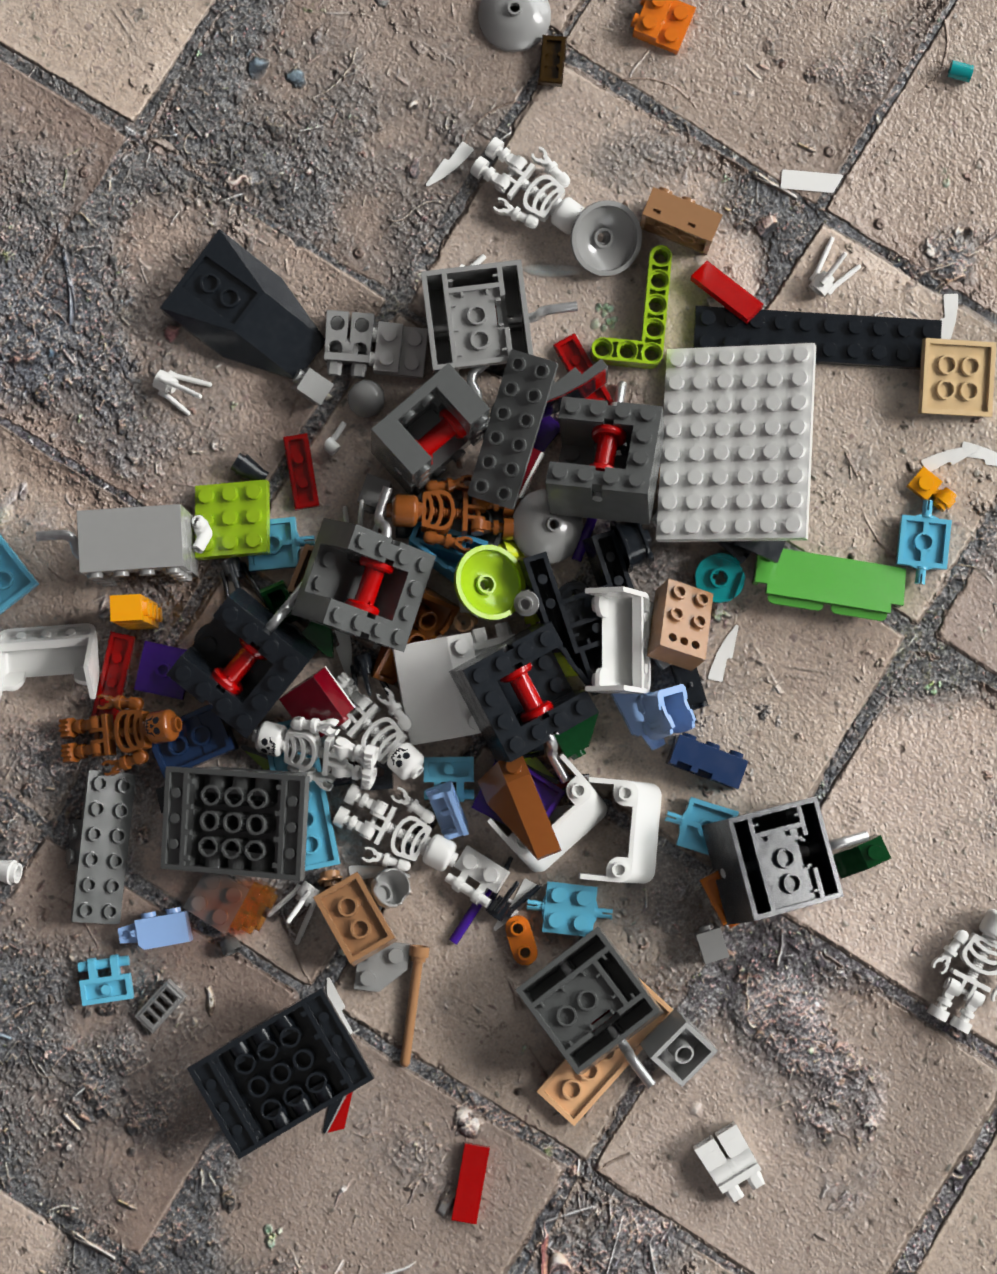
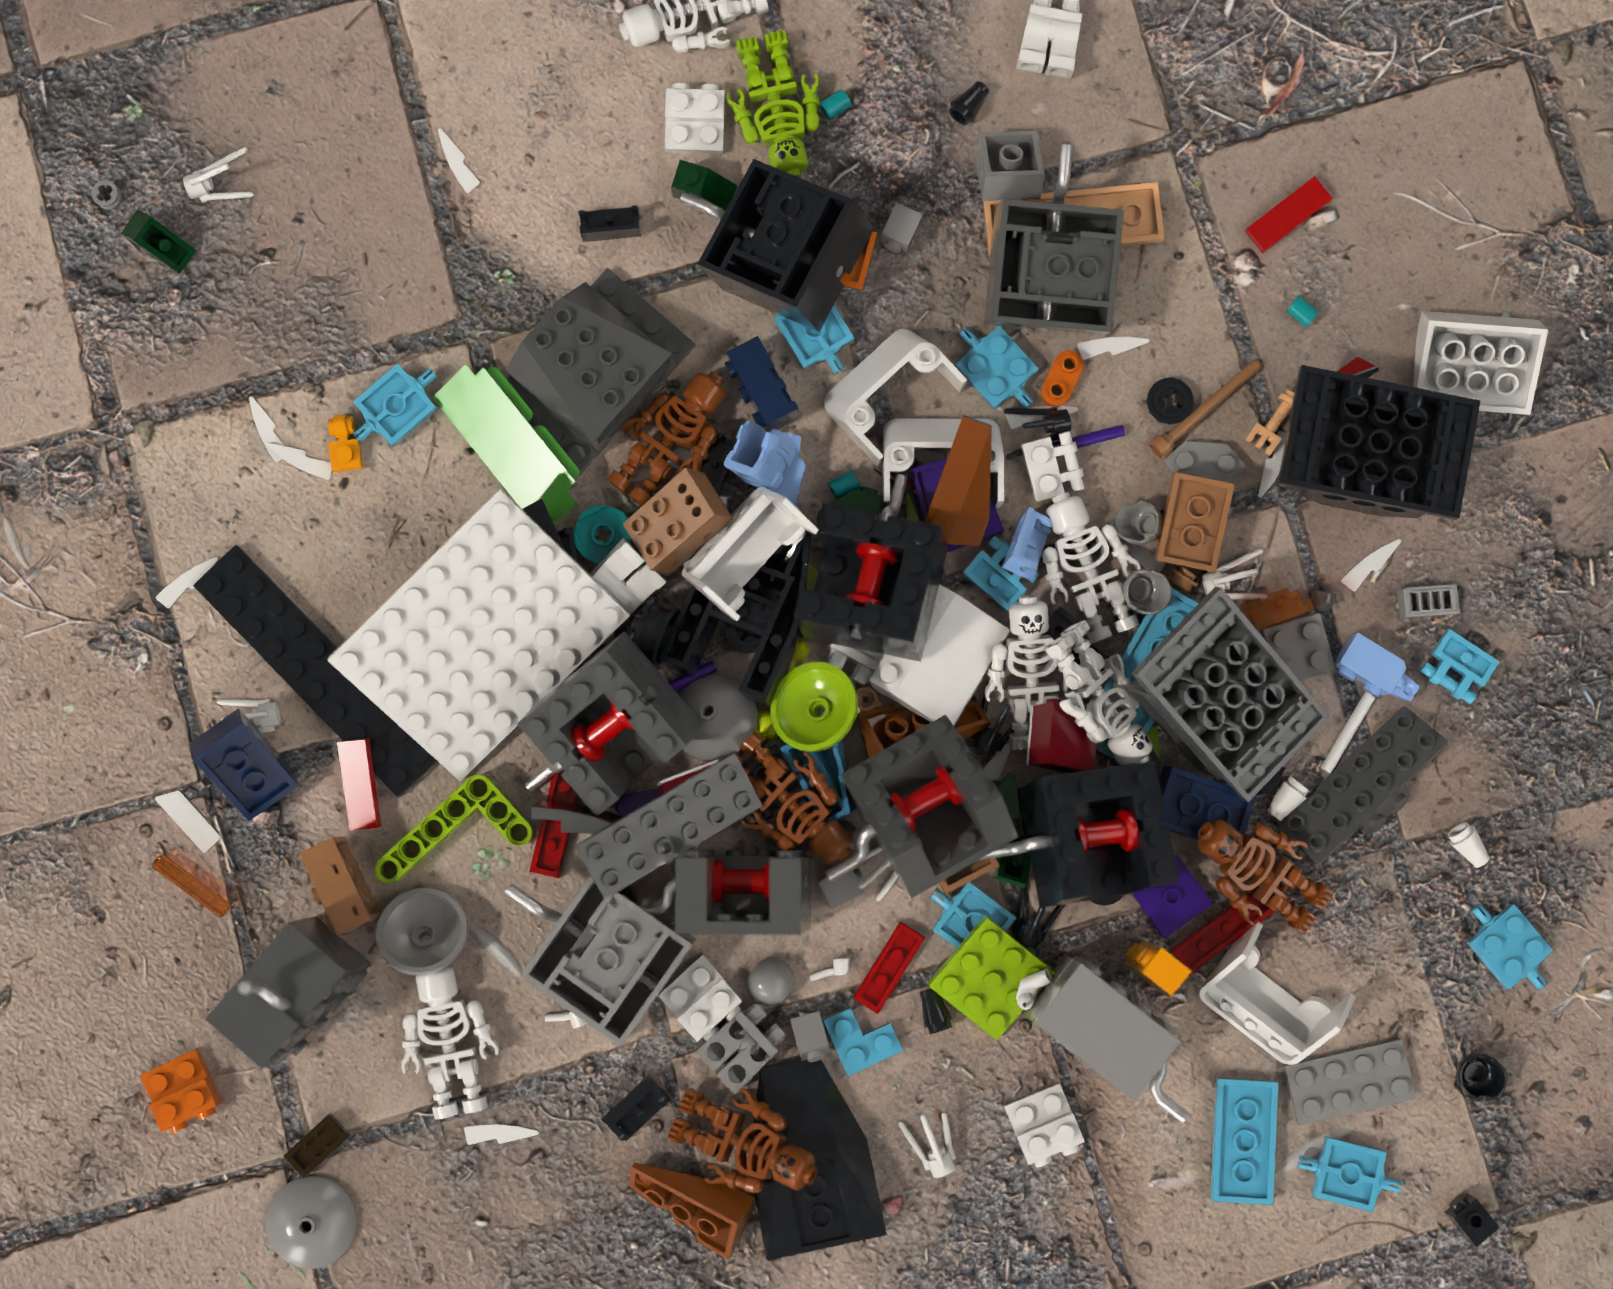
camera: 140 degrees left, 0 degrees up
(120, 460) = (1044, 1125): none -> white plate
(140, 874) = (1347, 732): none -> white bar
(143, 797) = (1287, 798): none -> white cone
(217, 1002) = (1371, 562): none -> white sticker
(257, 293) = (786, 1163): none -> dark orange piece
(263, 1194) = (1480, 358): none -> white slope
(277, 405) = (858, 1049): none -> medium azure plate
(283, 231) = (706, 1208): none -> dark orange wedge
(346, 846) = (1147, 591): none -> light grey hair
(358, 1024) = (1268, 432): none -> light nougat hinge
(380, 250) = (636, 1108): none -> black hinge
(405, 1125) = (1302, 311): none -> teal hinge
(449, 994) = (1183, 399): none -> black gear
(508, 993) = (1113, 344): none -> white sticker
(526, 603) = (797, 659): light grey plate -> none
(598, 745) = (844, 484): none -> teal hinge
(651, 128) = (288, 992): none -> dark grey piece
(680, 562) = (627, 576): none -> white hips
(737, 720) = (702, 397): none -> dark orange piece
(742, 1067) = (967, 105): none -> black cone
(771, 143) = (191, 885): none -> clear orange axle
(807, 238) = (243, 764): none -> dark blue piece
(823, 680) = (595, 364): none -> dark grey wedge
(827, 988) = (835, 104): none -> teal hinge
(828, 926) = (781, 129): none -> lime piece
(898, 779) = (610, 224): none -> black hinge
(907, 896) = (694, 119): none -> white plate
(957, 377) = (228, 521): tan plate -> none

